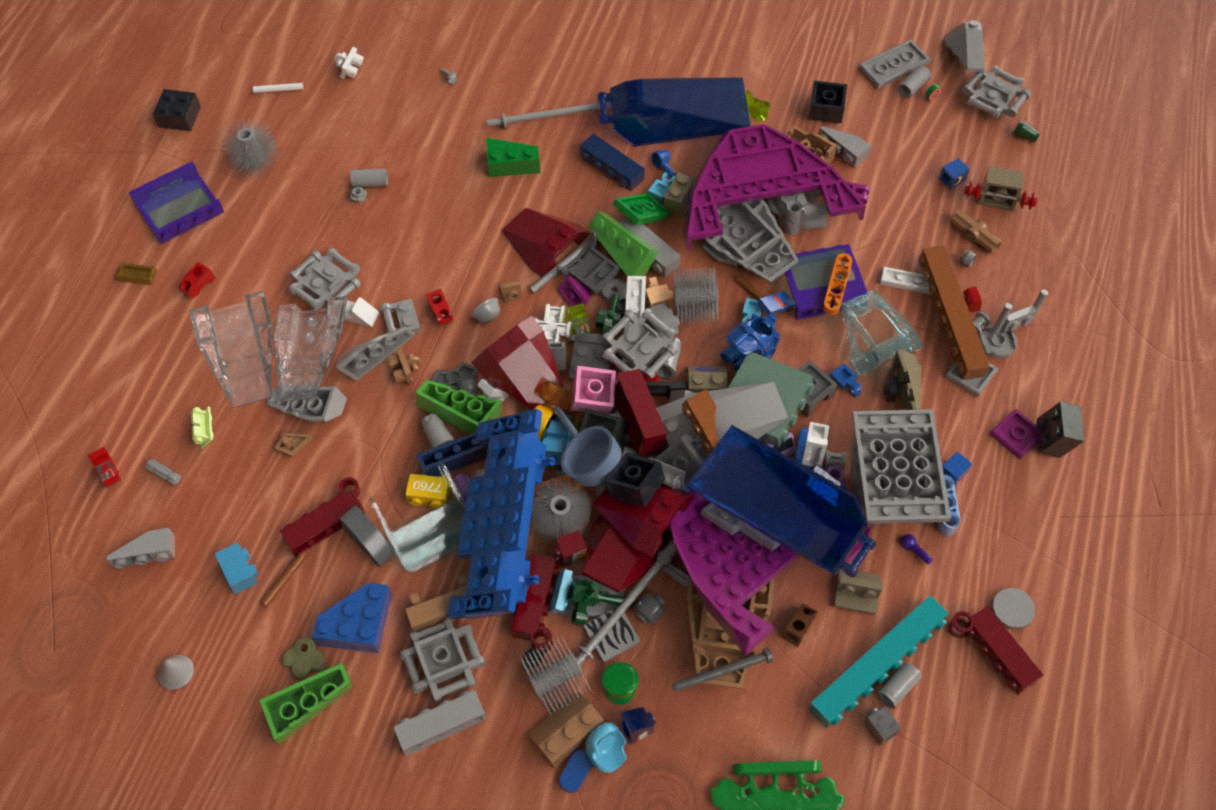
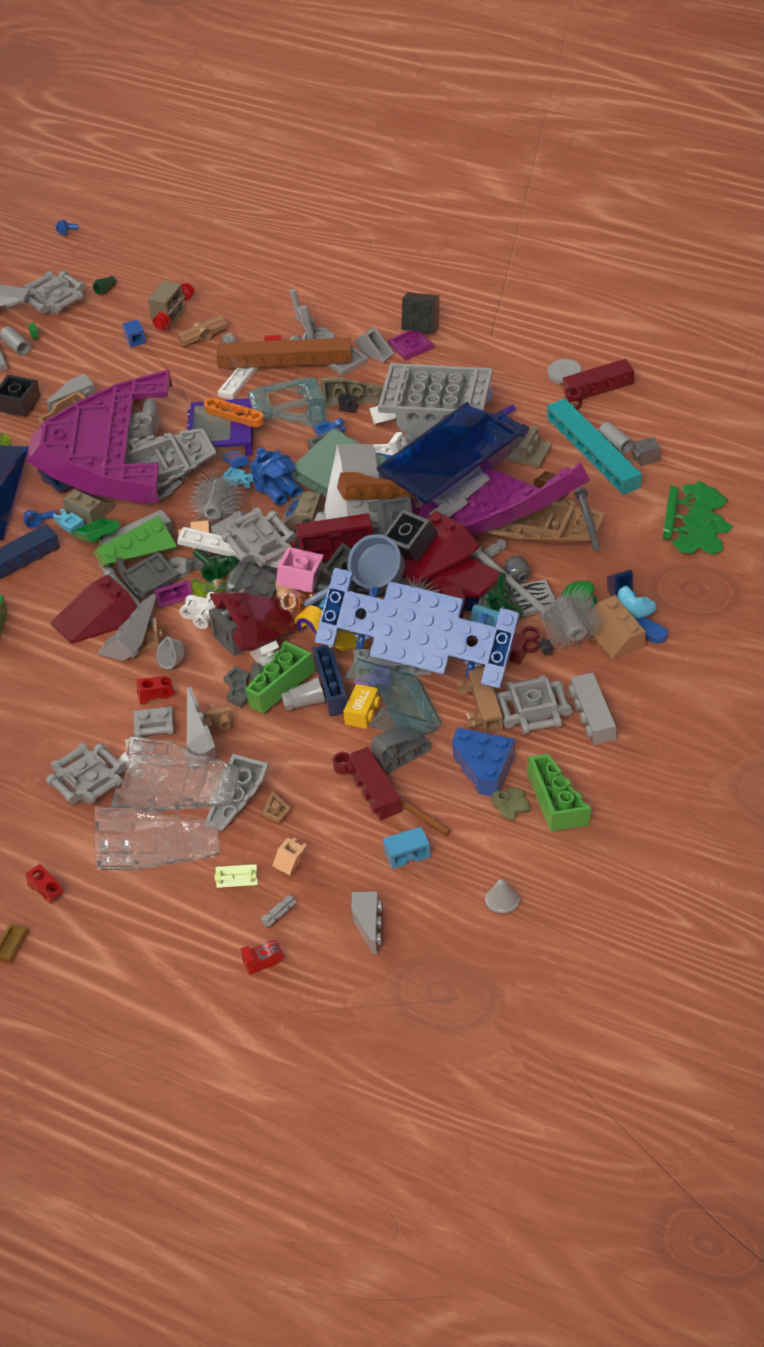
camera: 75 degrees left, 15 degrees down
(222, 465) = (289, 856): none -> light nougat brick
(502, 270) = (130, 633): none -> light grey wedge
(997, 397) = (374, 345): none -> light grey slope
(1107, 75) = (62, 227): none -> blue plate

